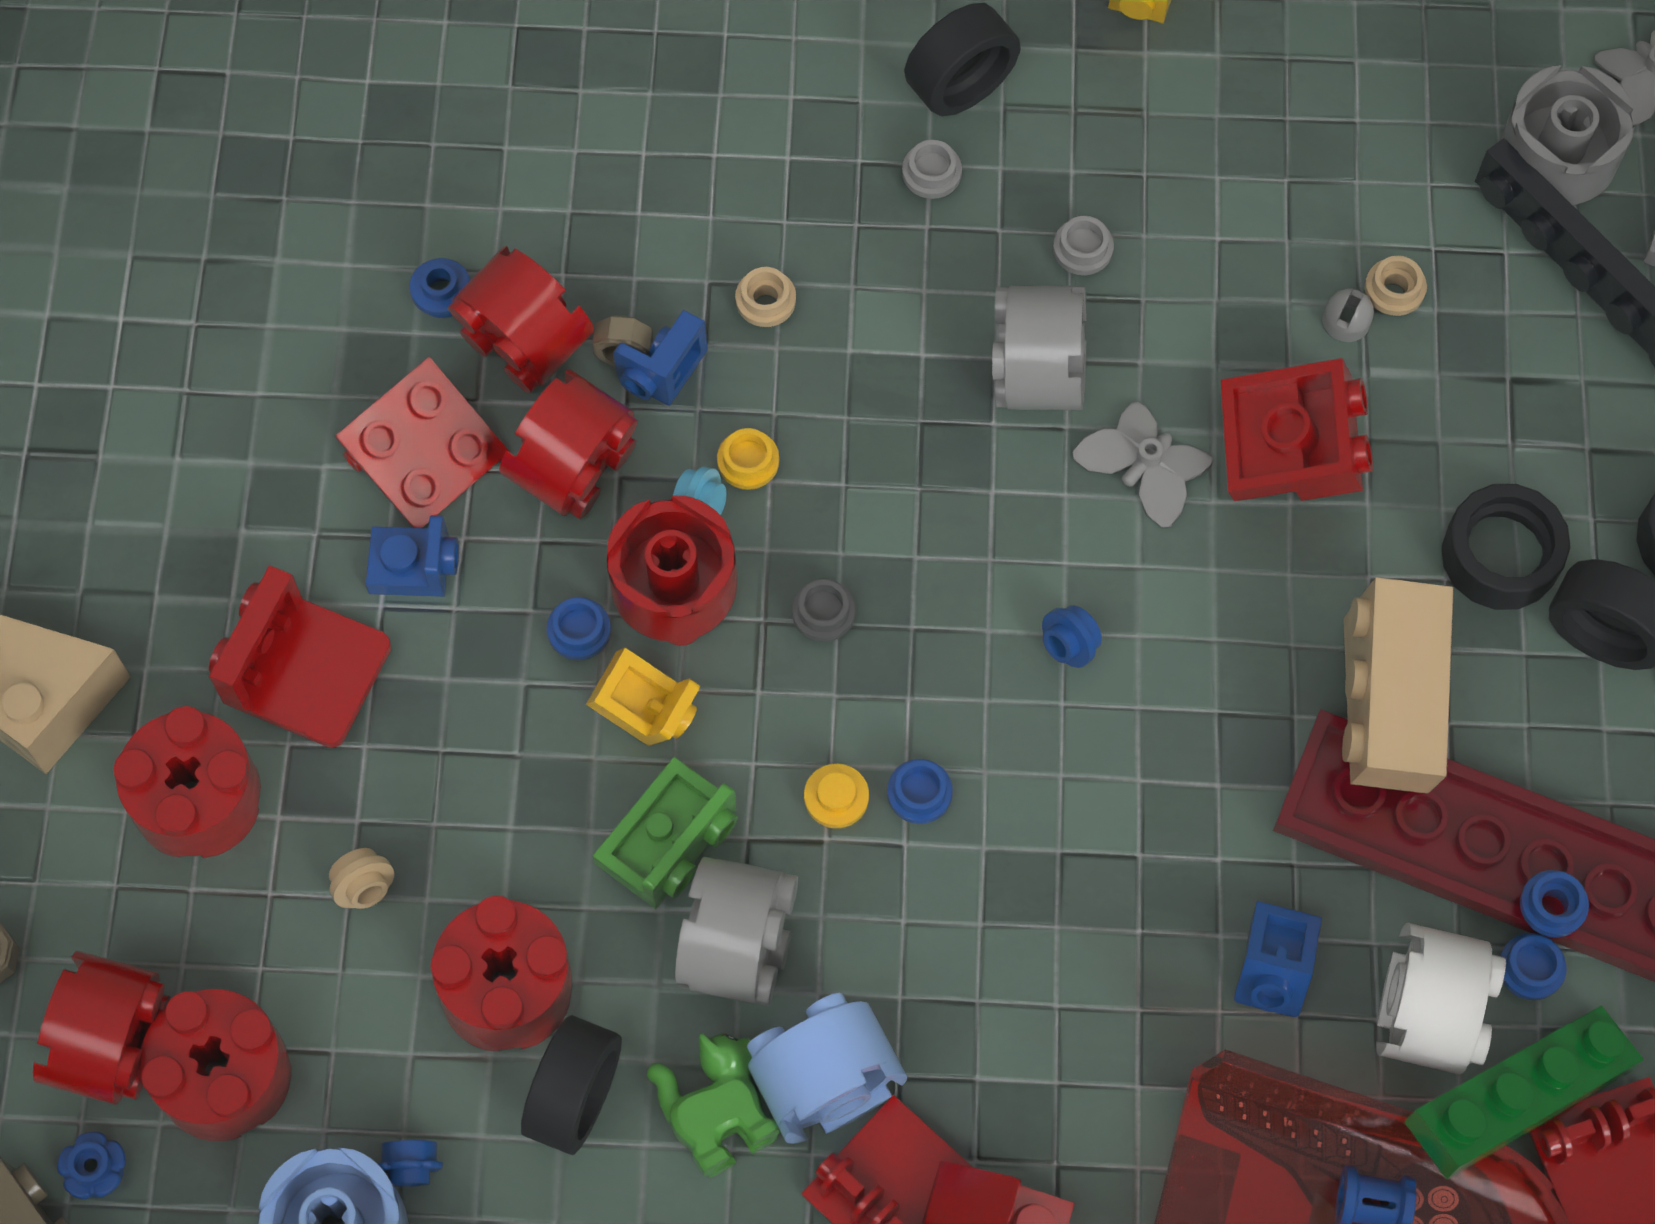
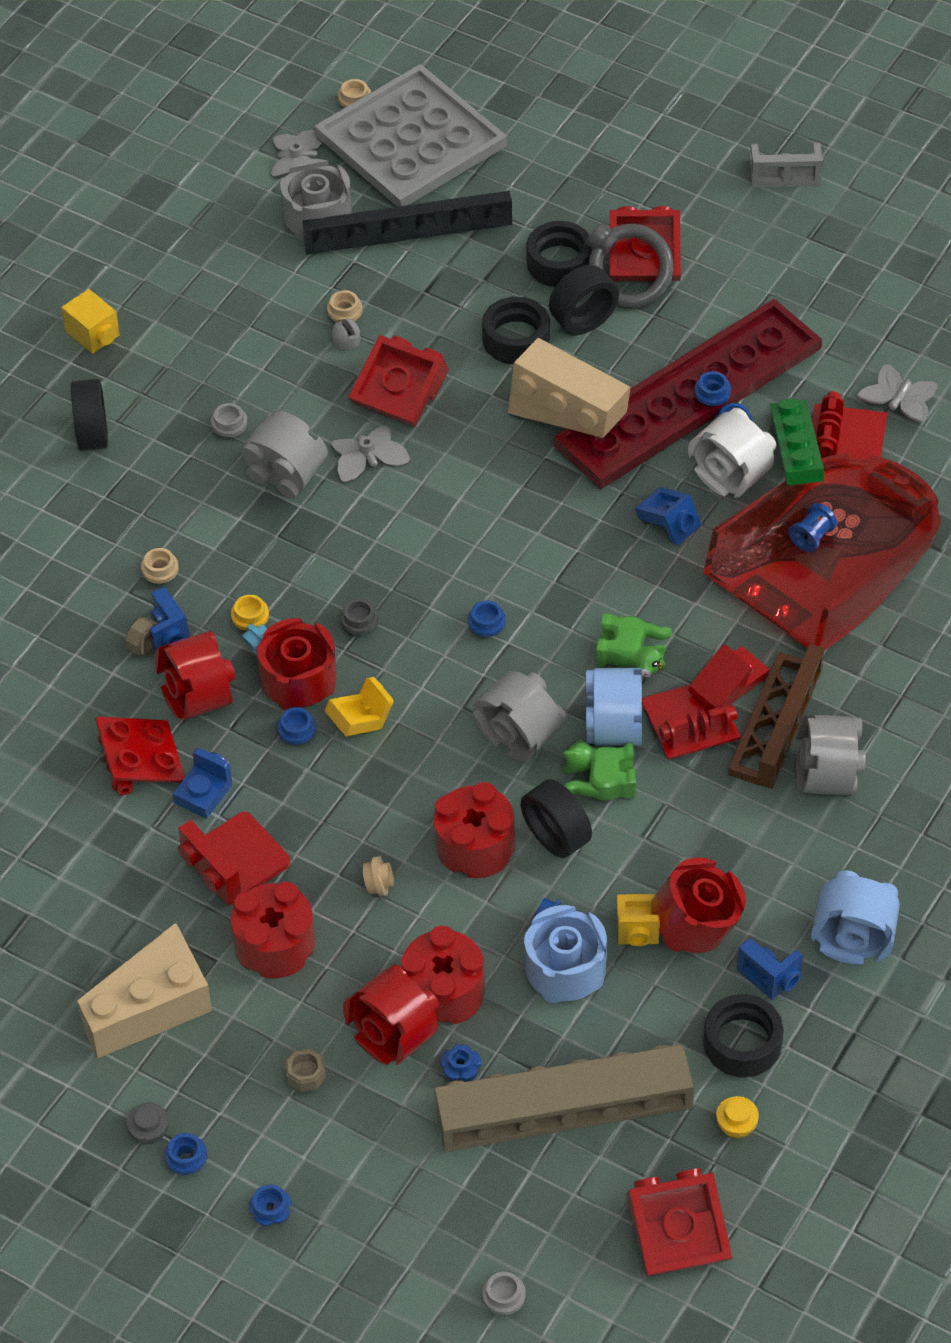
camera: 60 degrees left, 15 degrees down
(437, 301) = (49, 715): blue plate -> none
(521, 317) = (102, 667): red brick -> none
(667, 832) = (442, 730): bright green bracket -> none
(836, 795) = (466, 655): yellow plate -> none
(932, 169) = (136, 463): light grey plate -> none
(983, 1023) = (624, 642): none -> bright green animal
(1071, 635) = (443, 512): blue plate -> none

